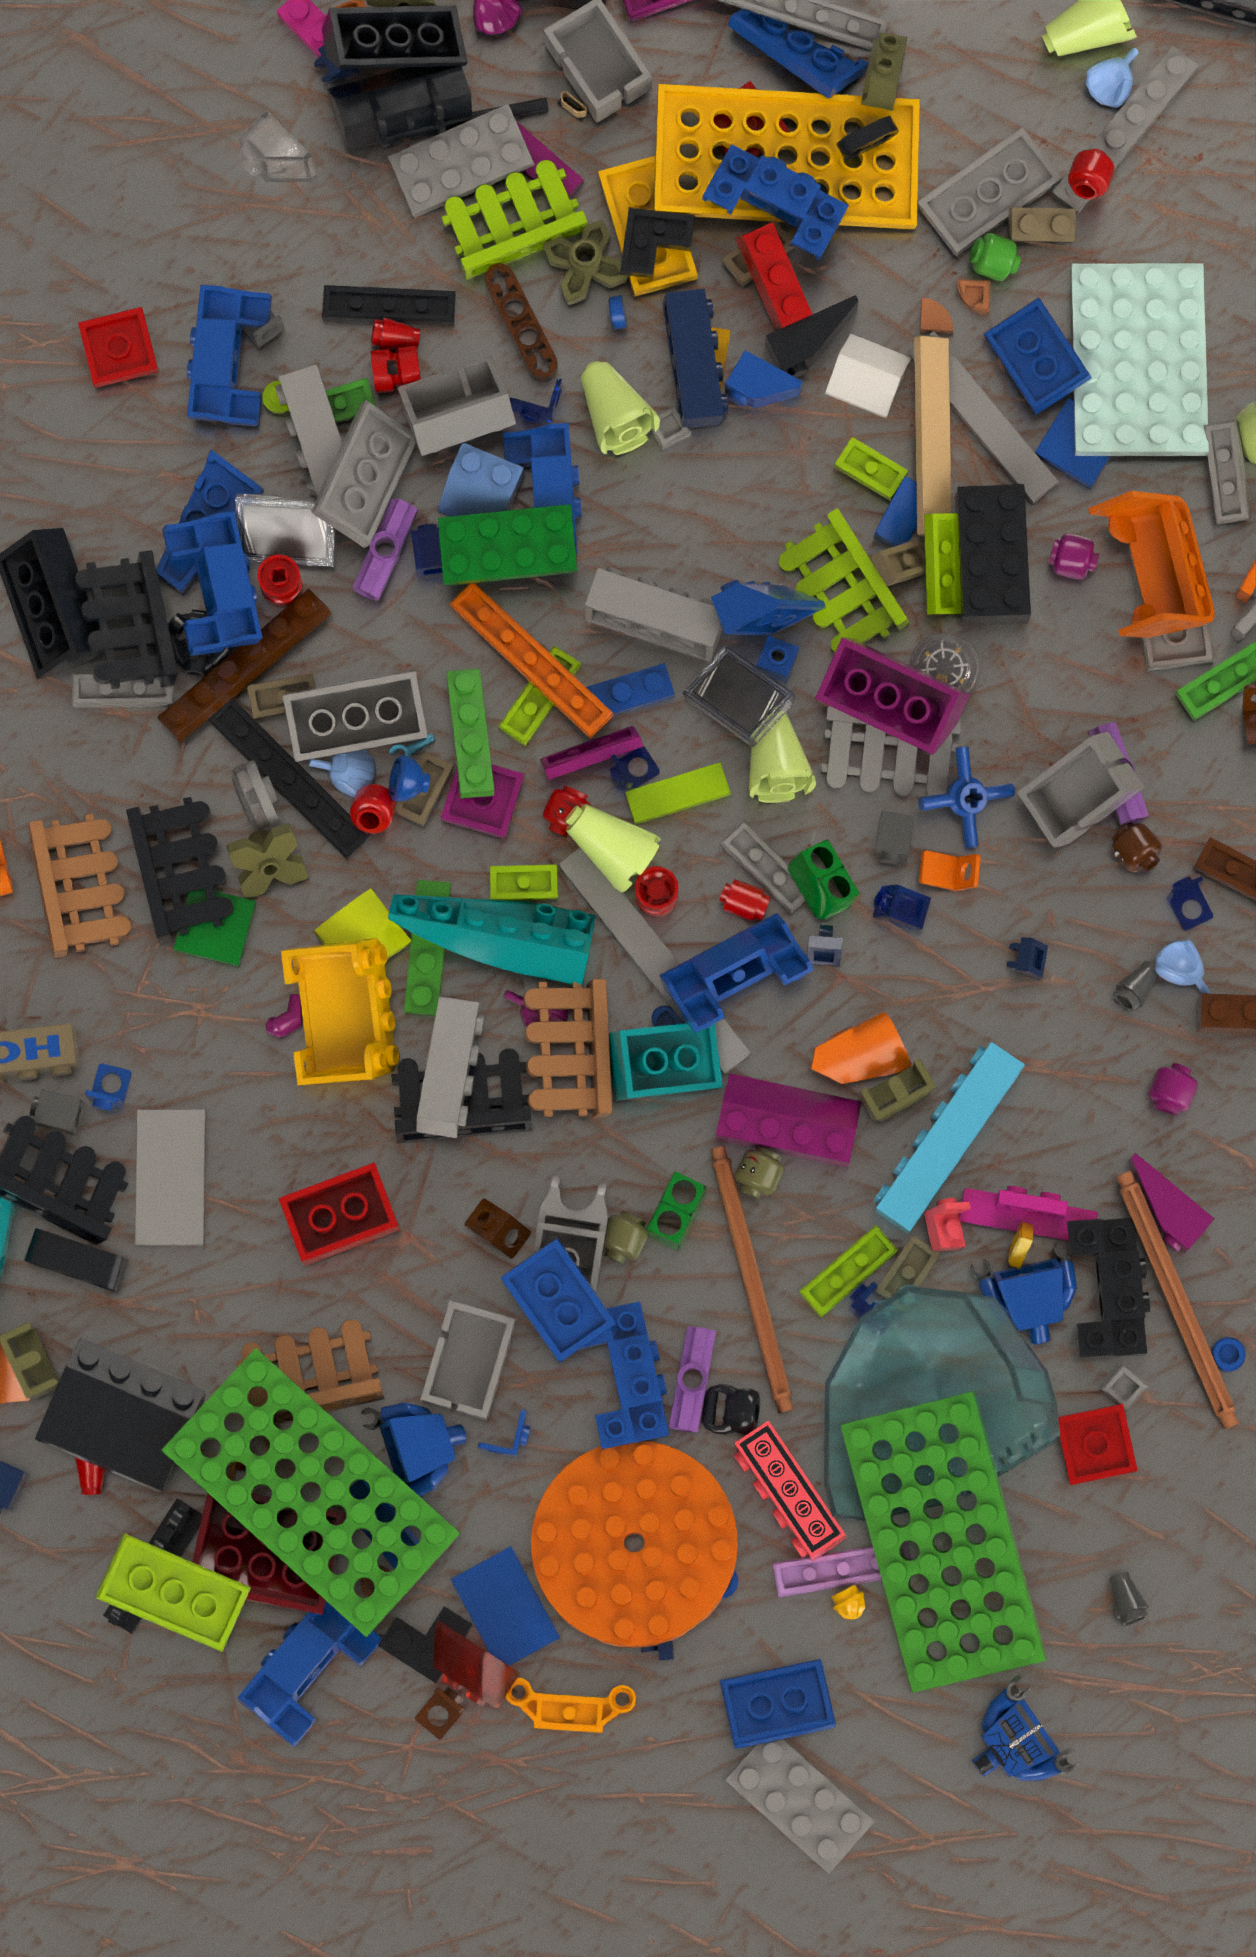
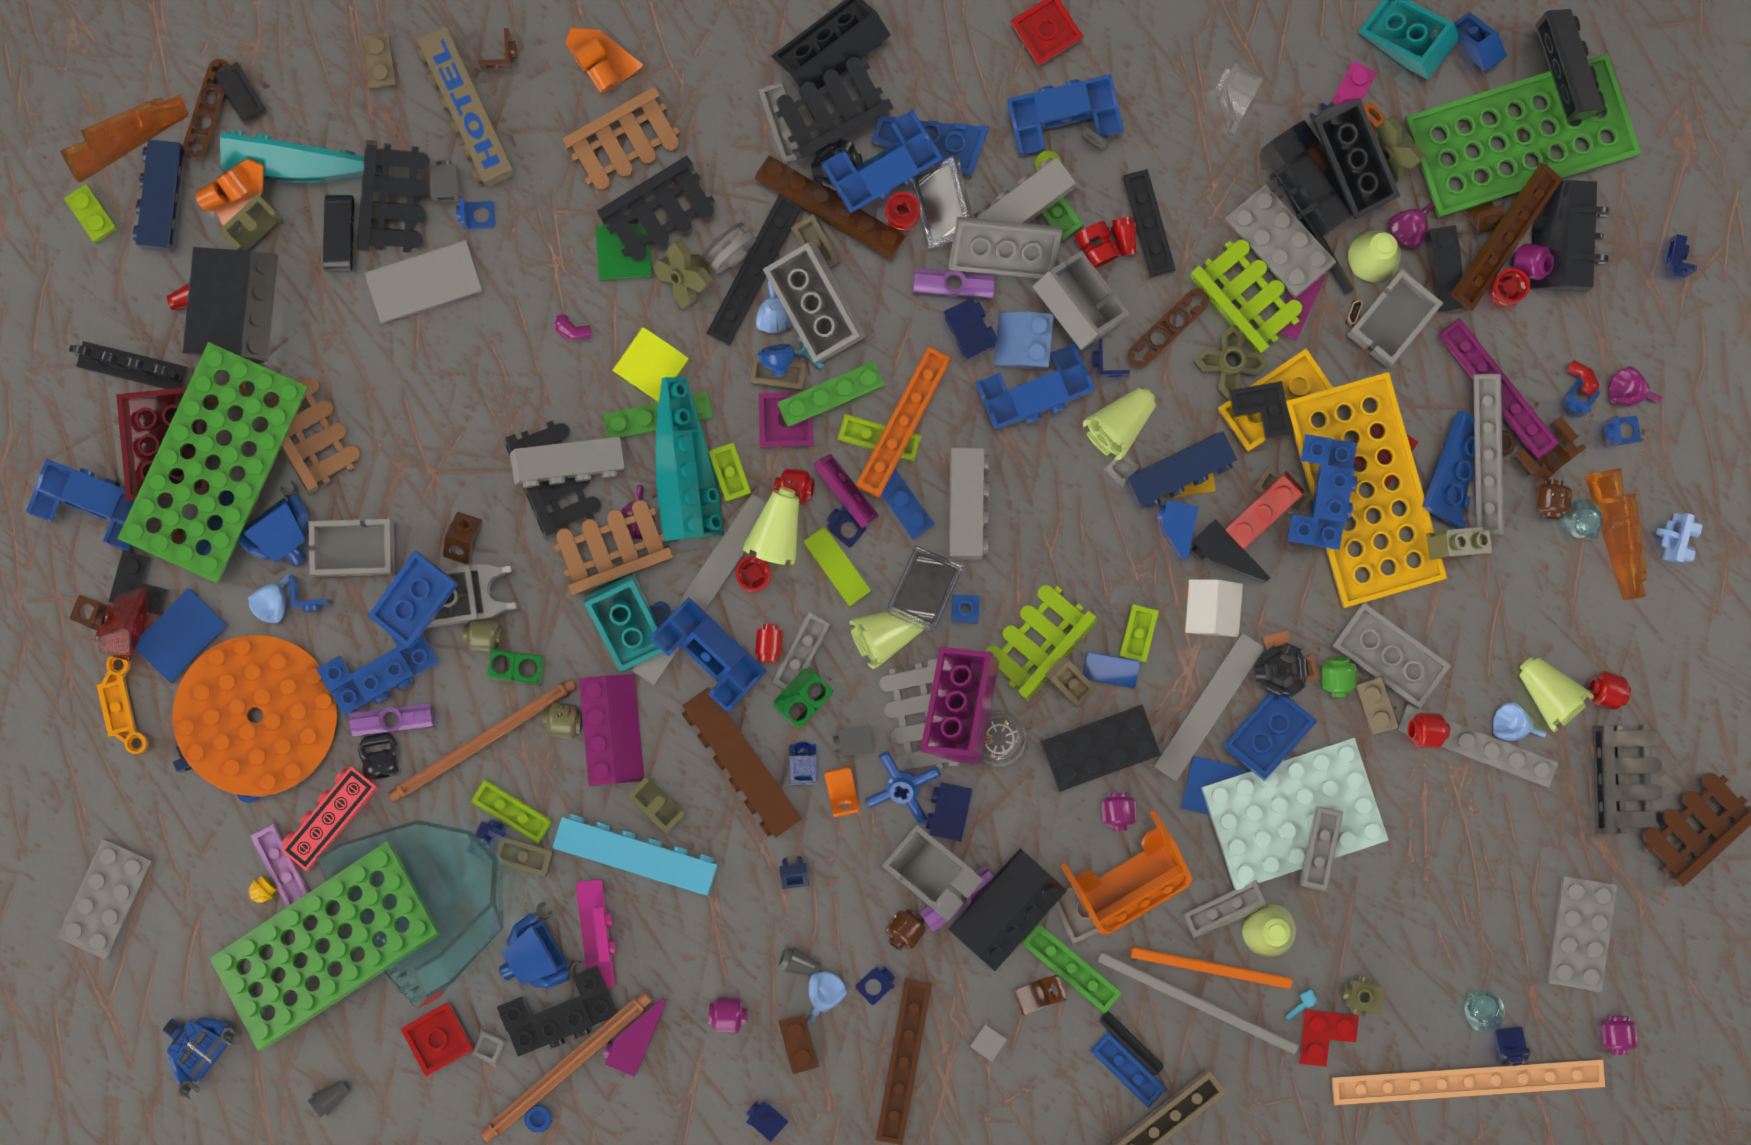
camera: 70 degrees right, 5 degrees up
(172, 1592) = (104, 384): lime tile -> none
(339, 1214) = (431, 416): red brick -> none
(343, 1011) = (584, 370): yellow windscreen -> none
(372, 809) = (748, 339): red head -> none
(500, 1484) = (269, 601): none -> light blue piece
(507, 545) = (983, 374): green plate -> none
(514, 59) = (1374, 256): none -> yellowish green cone
(617, 312) = (1199, 399): blue tile -> none
(762, 607) = (996, 583): blue slope -> none
(777, 1704) = (170, 860): blue tile -> none
(825, 948) = (751, 716): dark blue tile -> none
(862, 1052) = (679, 768): orange panel -> none
(867, 138) = (1399, 547): black beam -> none
(877, 977) = (742, 763): none -> reddish brown brick
(932, 427) = (1178, 673): tan tile -> none
(942, 563) = (1079, 711): lime plate -> none
(944, 1225) = (566, 874): coral bracket -> none
(967, 318) = (1282, 670): none -> black piece
(1012, 752) = (949, 812): none -> clear blue brick
(1020, 1244) = (569, 935): yellow tile -> none
(1150, 719) = (1007, 909): none -> black slope
(1190, 339) = (1321, 848): none -> light grey tile

